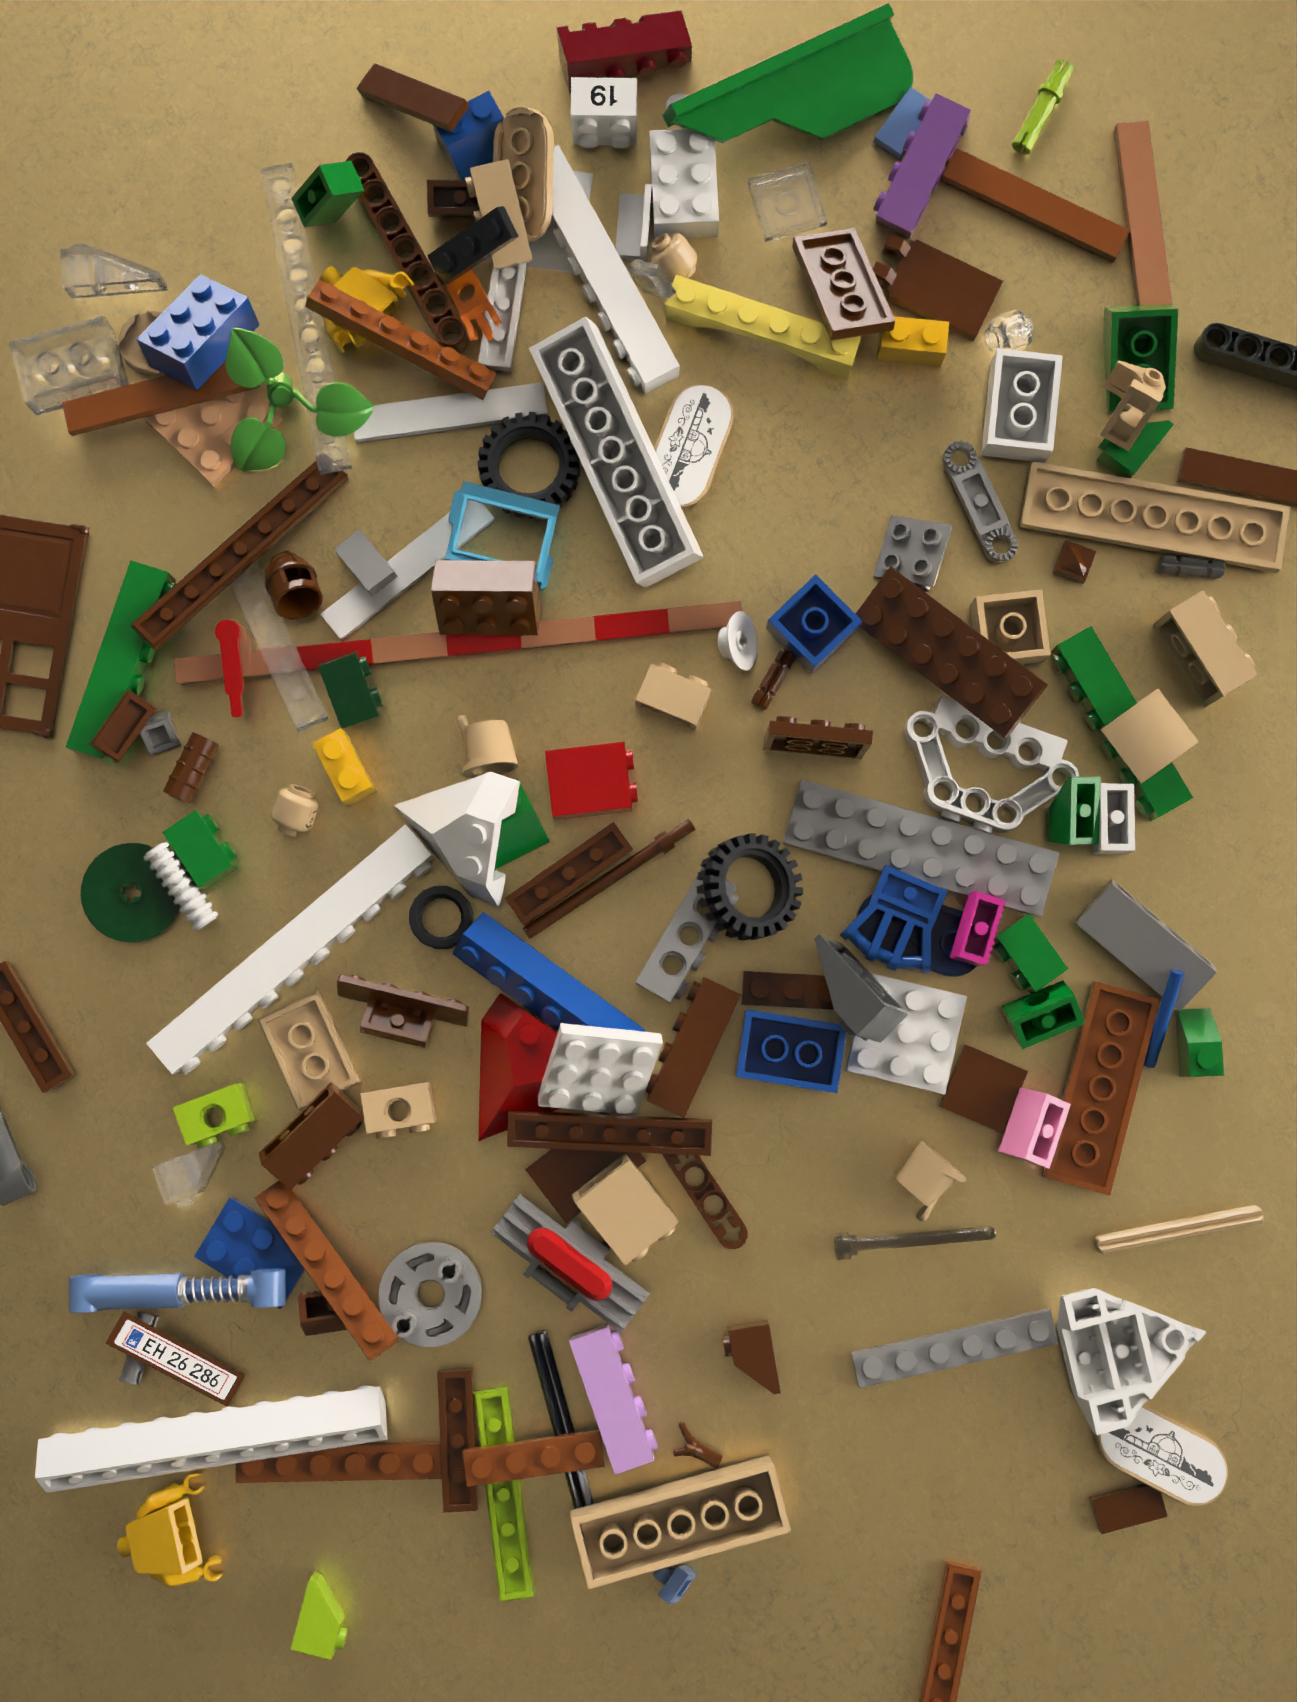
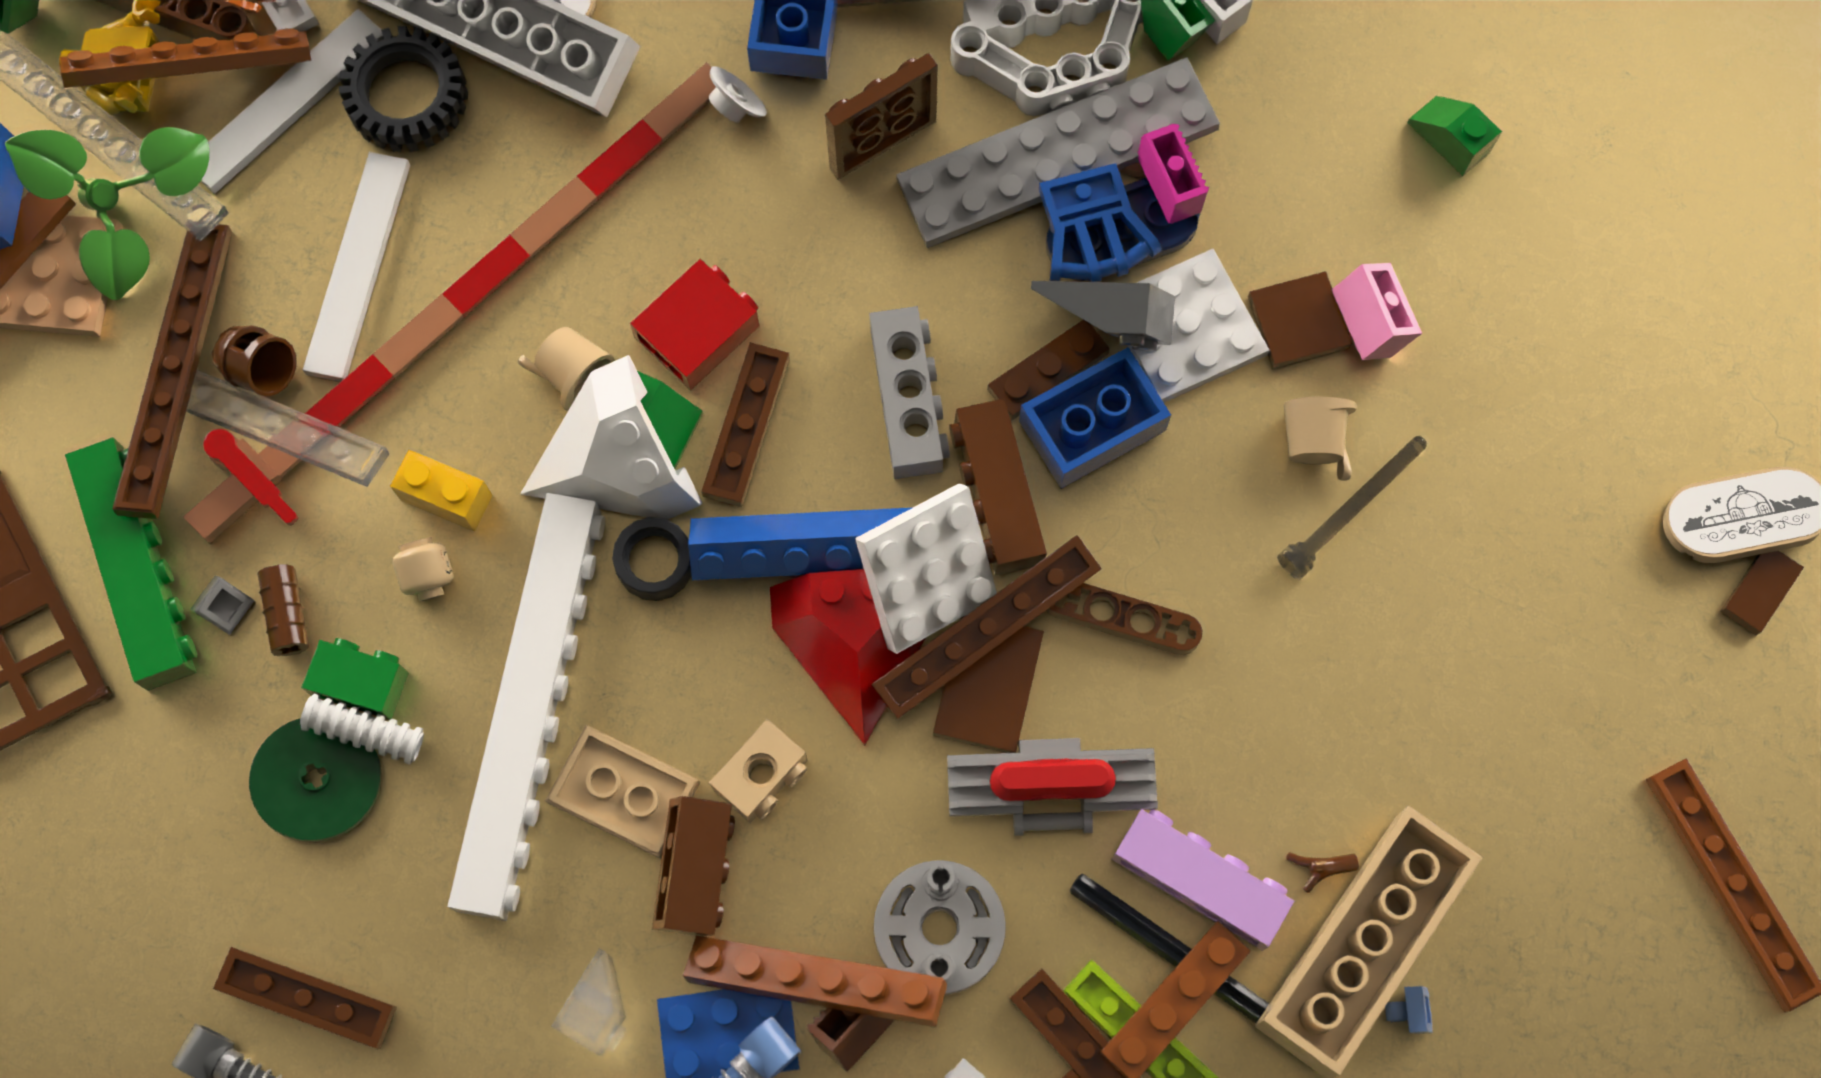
camera: 40 degrees left, 10 degrees down
(122, 726) = (179, 616): reddish brown tile -> none
(194, 1115) = (576, 900): lime brick -> none
(350, 689) = (388, 411): dark green brick -> none
(365, 562) = (311, 289): light grey tile -> none
(398, 1012) = (683, 678): reddish brown bracket -> none
(486, 597) = (458, 224): reddish brown brick -> none
(508, 502) = (438, 199): medium azure piece -> none
(625, 1209) = (1063, 687): tan brick -> none
(663, 843) = (813, 329): reddish brown bar -> none
(673, 695) = (713, 189): tan brick -> none
(715, 891) = (914, 328): black tyre -> none
(753, 1352) = (1301, 727): reddish brown slope -> none
(773, 679) = (795, 109): reddish brown axle -> none
(954, 1347) = (1477, 575): light grey plate -> none
(1028, 954) = (1238, 167): green brick -> none
(1043, 1014) = (1296, 207): green brick -> none
(1102, 1086) = (1405, 229): dark orange plate -> none
(1117, 1354) = (1628, 453): white wedge -> none
(1144, 942) = (1333, 78): light grey brick -> none
(1163, 1017) = (1404, 130): blue bar -> none
(1179, 1229) = (1581, 306): tan axle -> none

